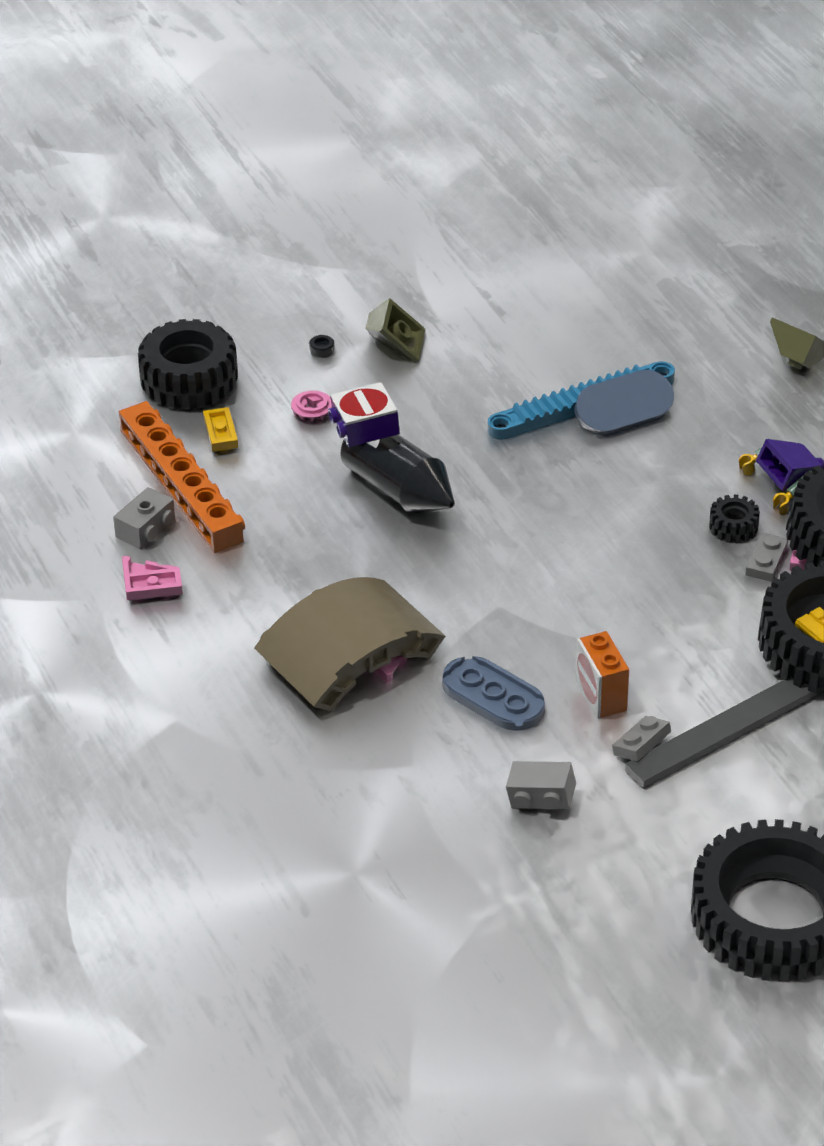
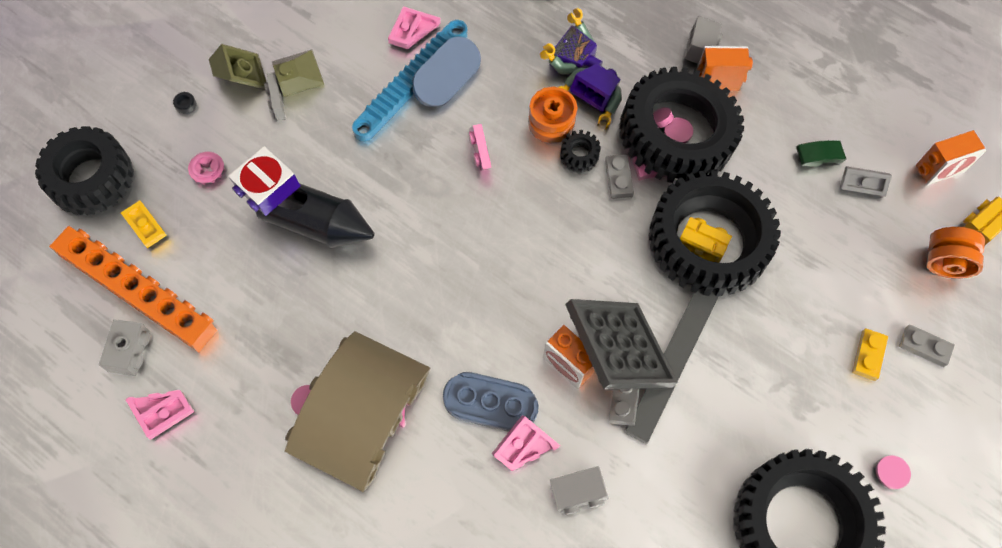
camera: 30 degrees left, 25 degrees up
(422, 365) = (273, 89): none -> light grey plate
(457, 356) = (297, 73): none -> olive slope
(506, 733) = (523, 444): none -> bright pink wing
(611, 354) = (412, 27): none -> bright pink wing
(620, 464) = (481, 154): none -> bright pink wing
(661, 674) = (620, 345): none -> dark grey plate
(720, 471) = (552, 114): none -> orange wheel
(787, 423) = (574, 49): none -> torso

